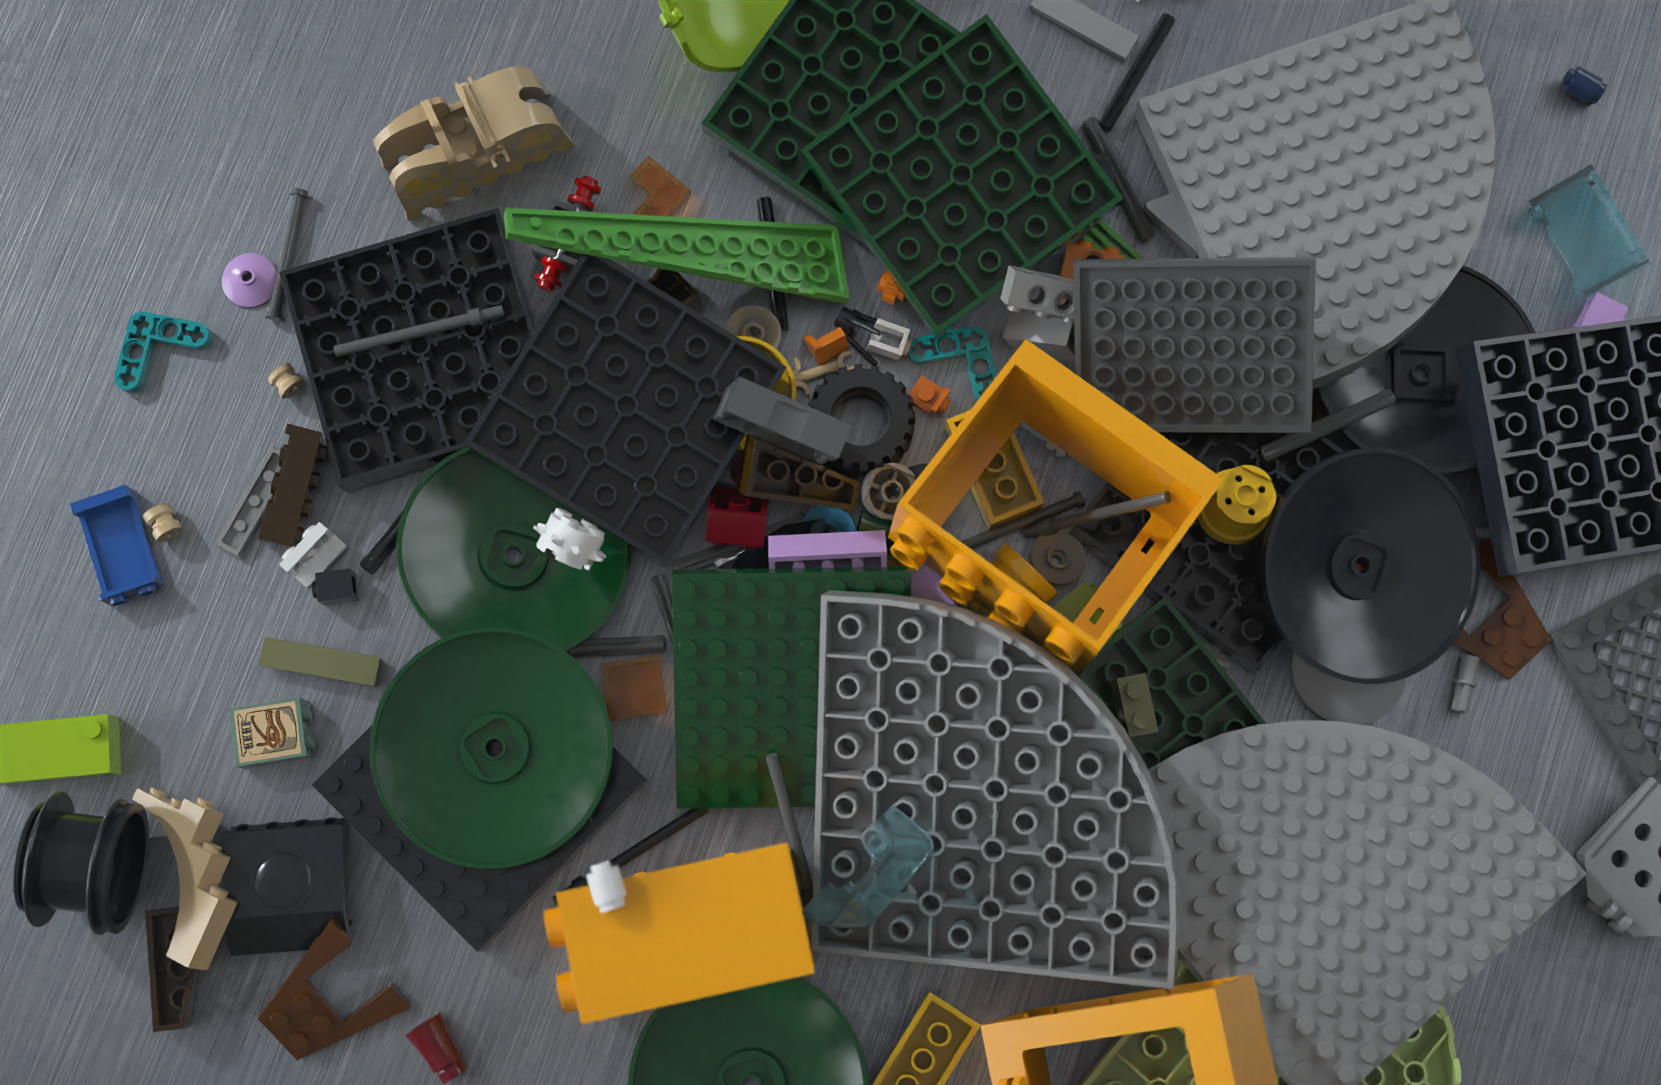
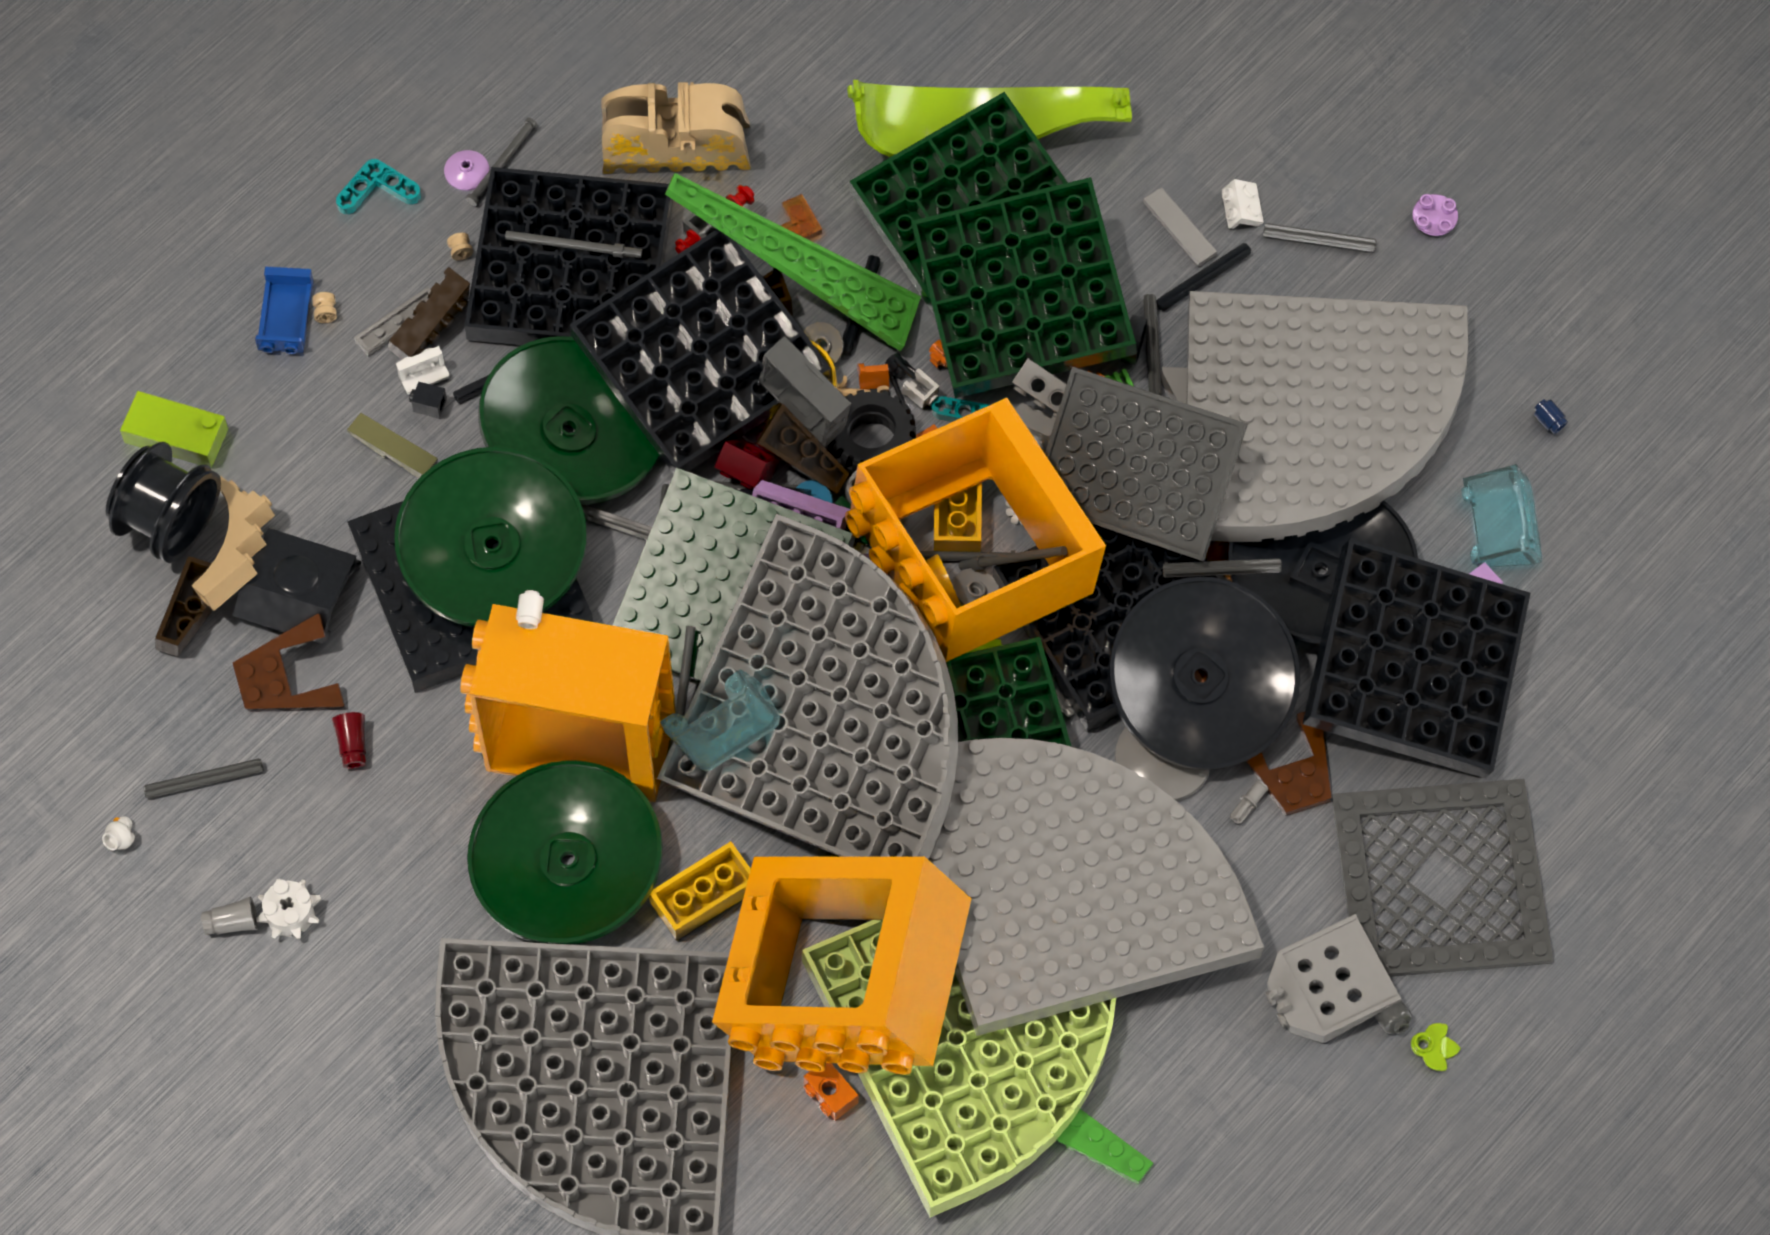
camera: 25 degrees right, 15 degrees down
(272, 733) = (334, 480): brick -> none
(571, 540) = (615, 423): white brick -> none
(634, 688) = (613, 555): clear orange plate -> none
(1134, 705) = (976, 697): olive brick -> none
(1232, 522) = (1129, 574): yellow piece -> none

